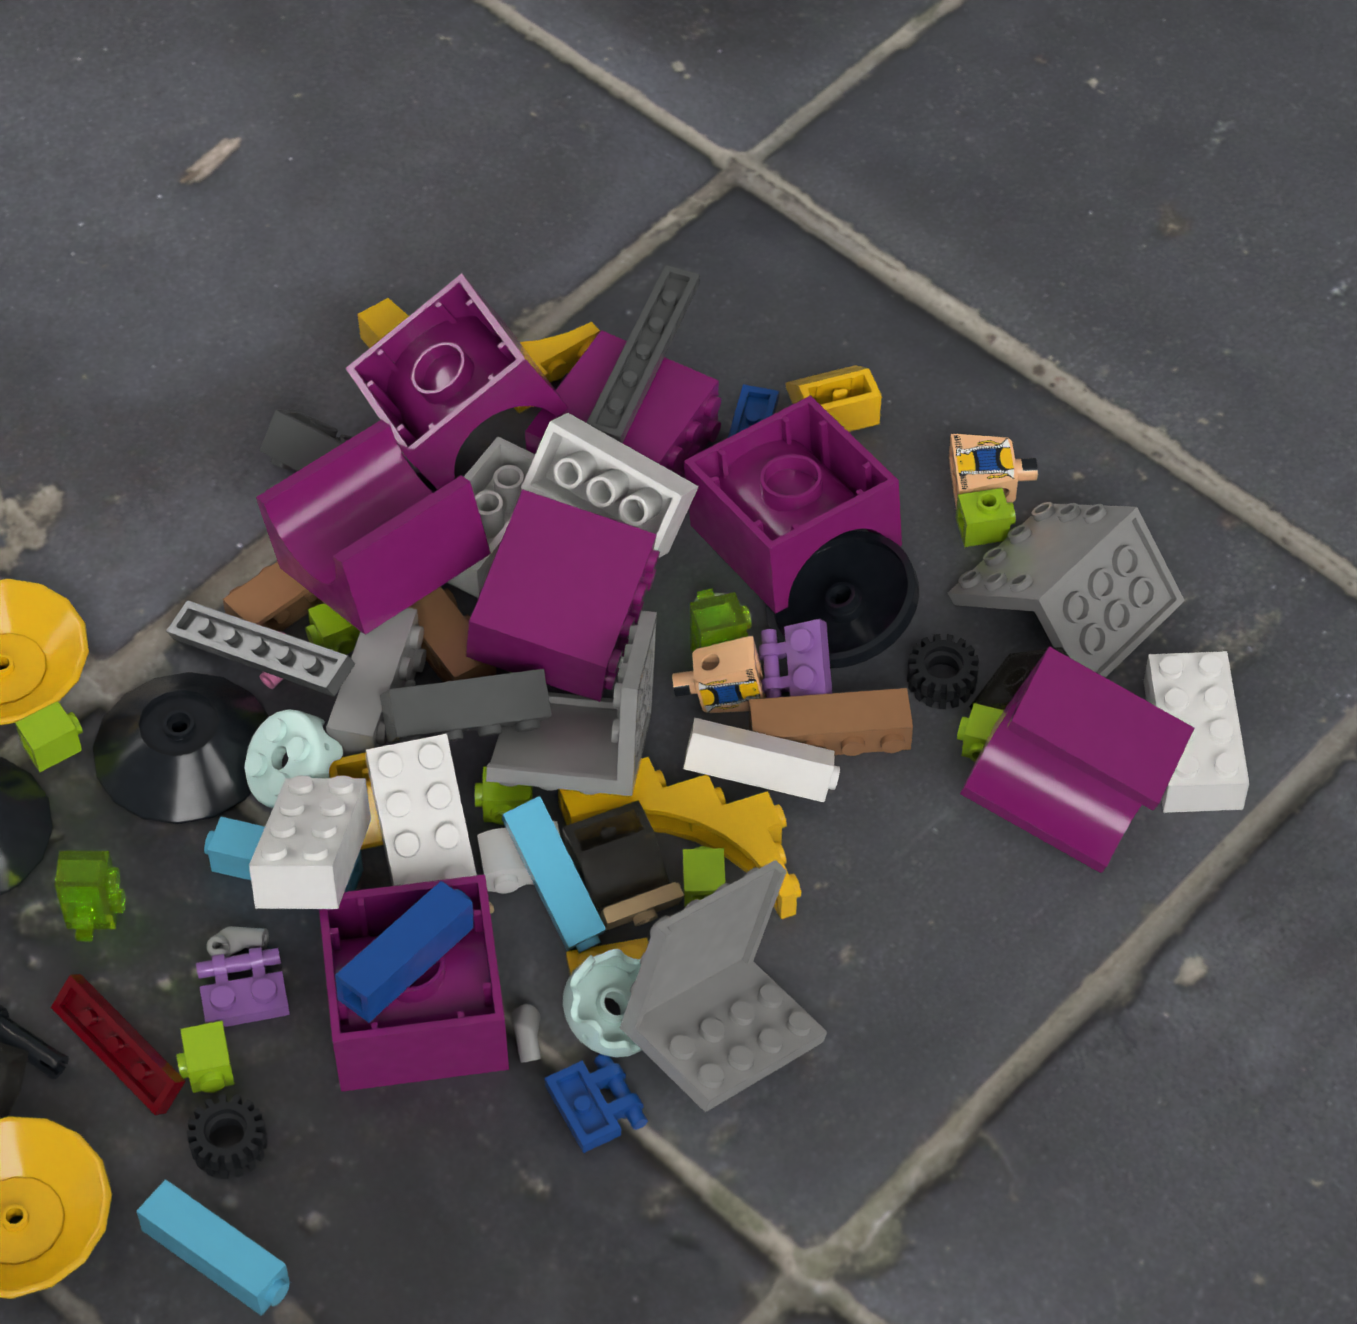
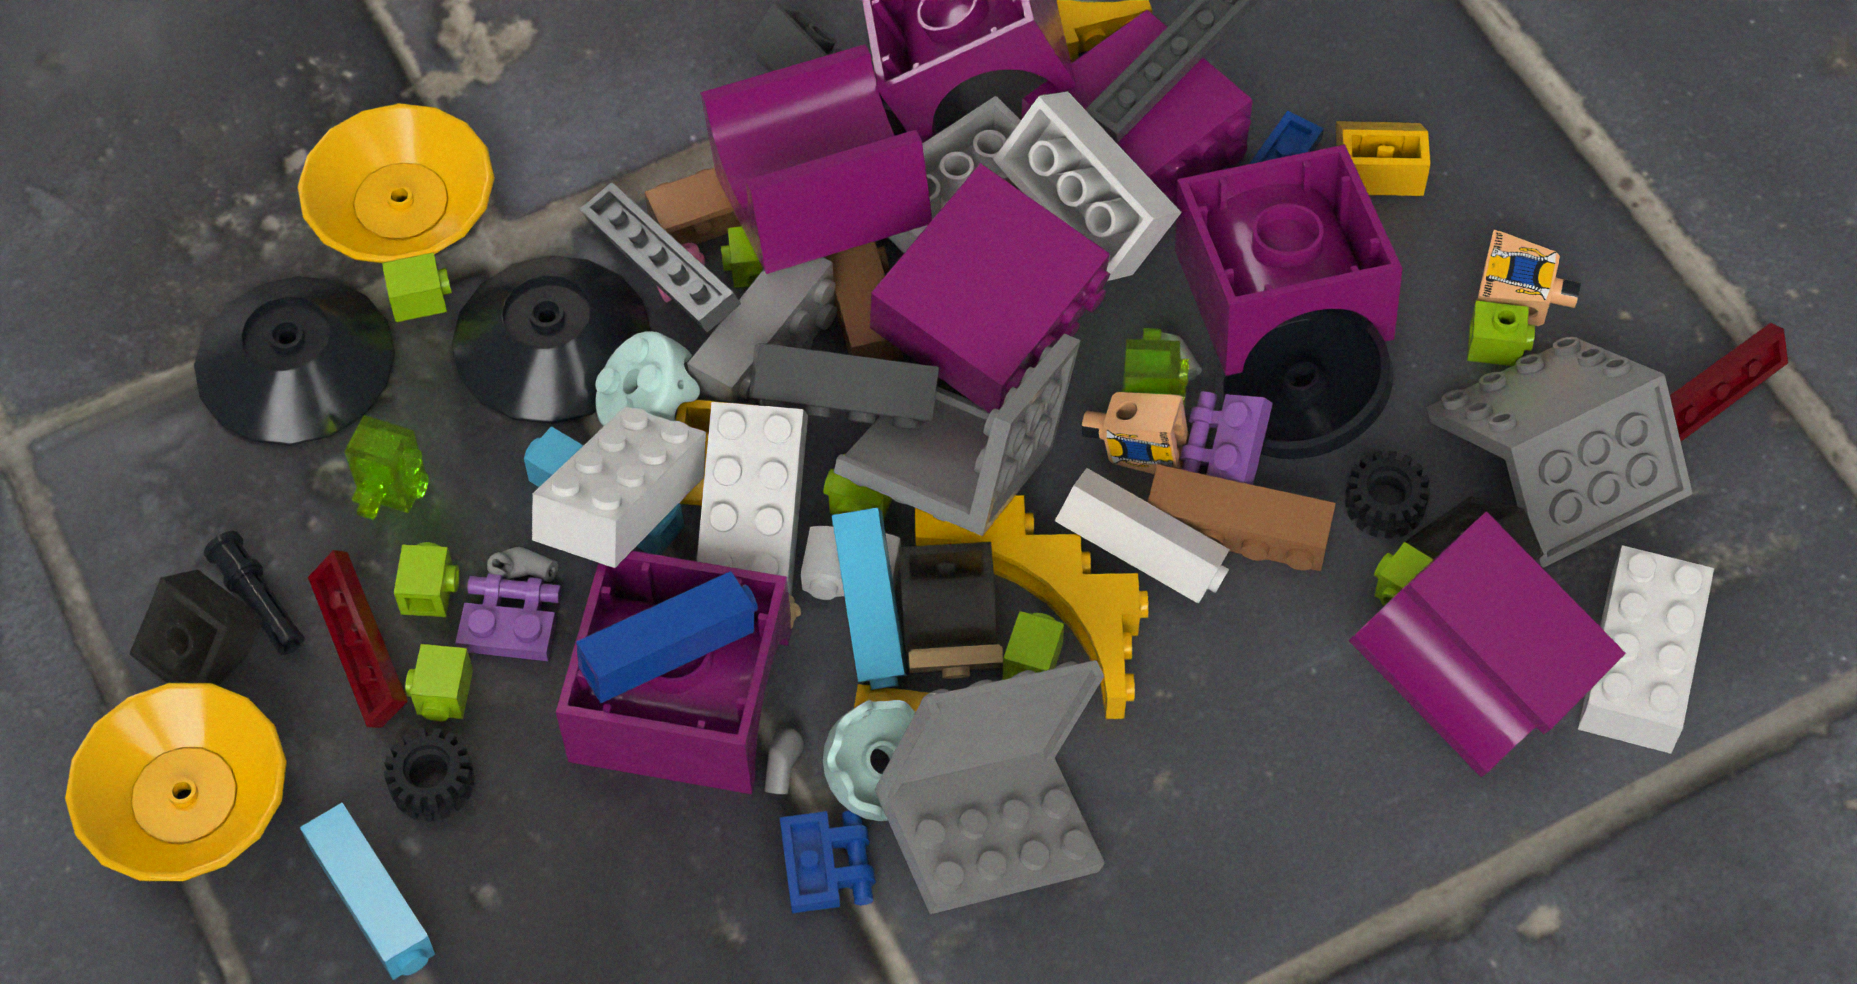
camera: 20 degrees right, 5 degrees up
(158, 977) = (425, 580): none -> lime brick
(1183, 499) = (1729, 379): none -> dark red plate

